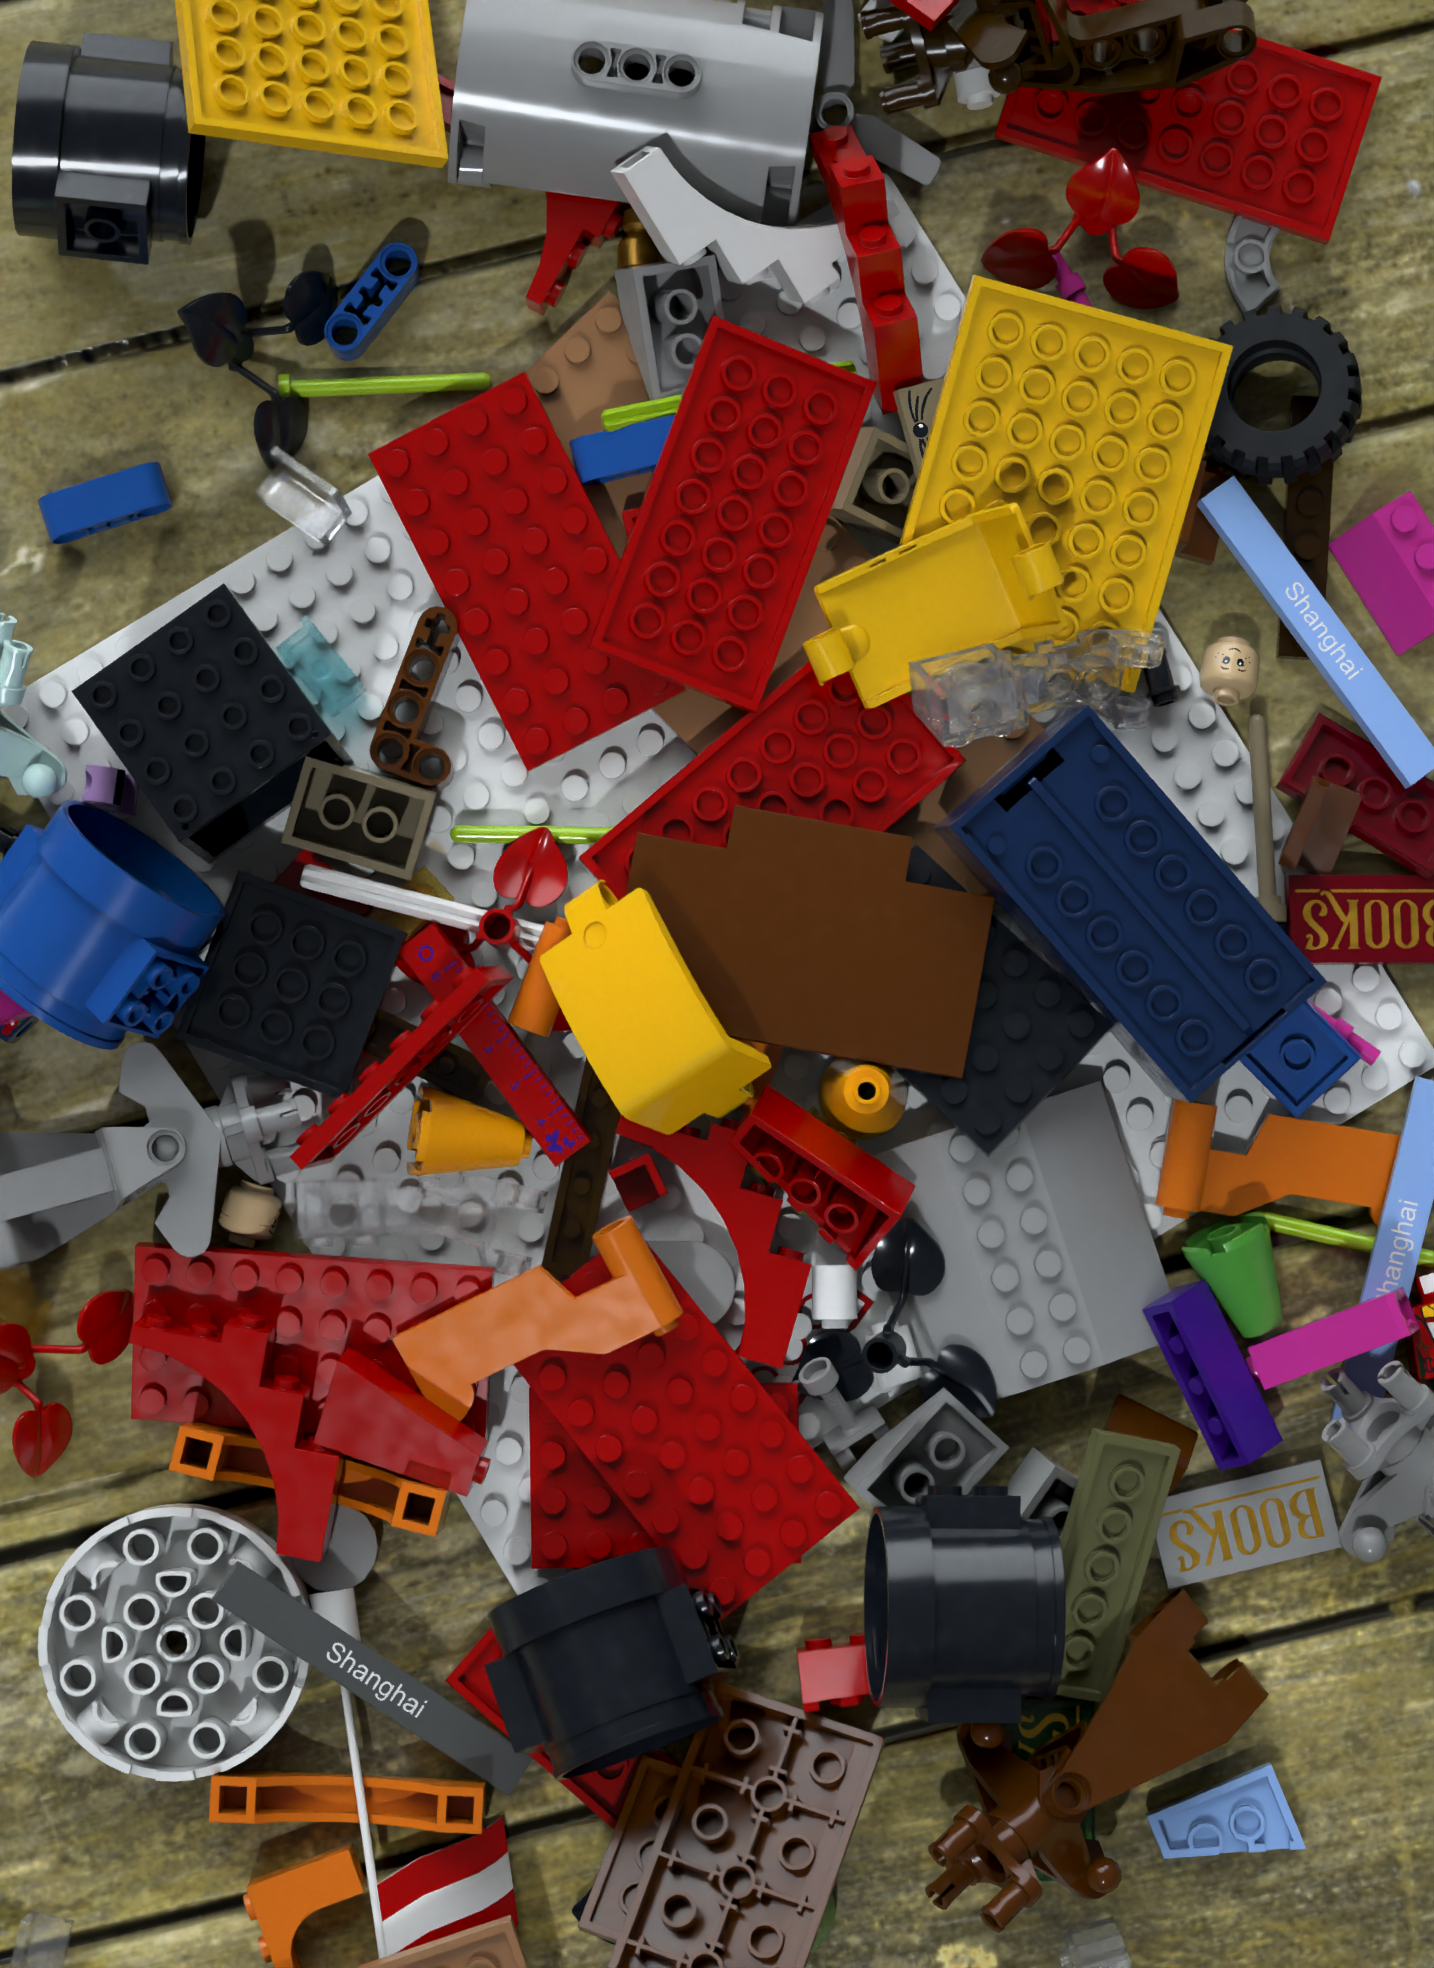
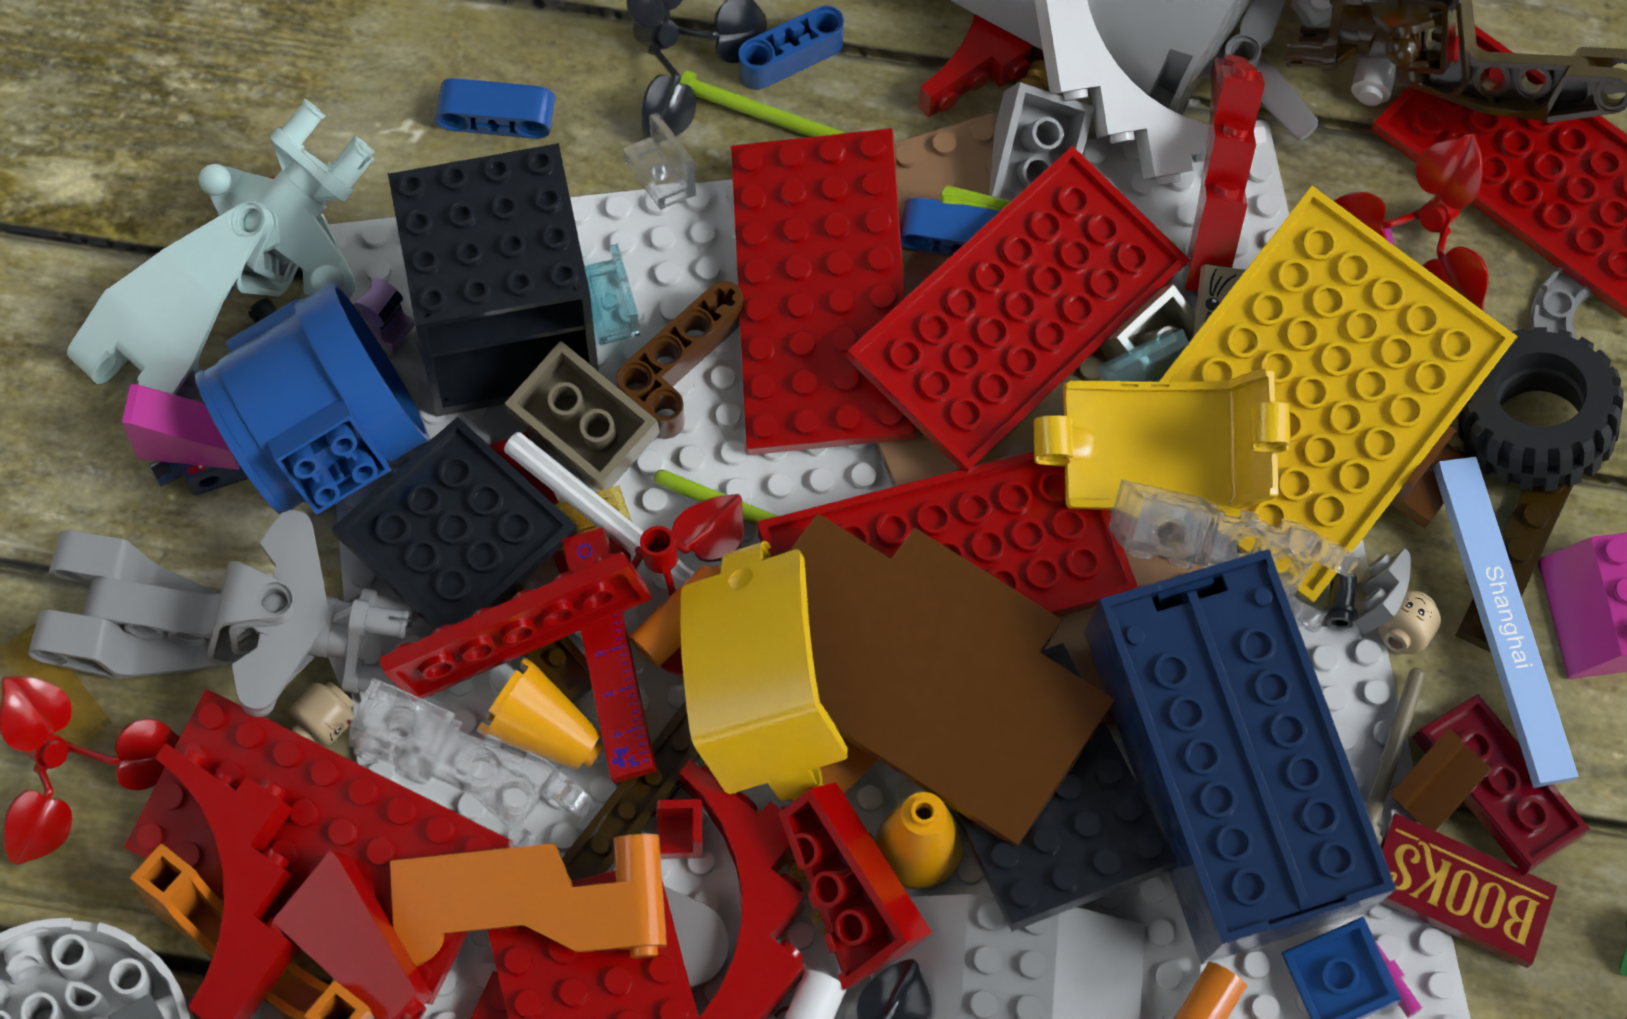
camera: 20 degrees right, 20 degrees down
(879, 524) = (1147, 361): none -> clear light blue panel
(1198, 647) = (1384, 590): none -> light grey slope

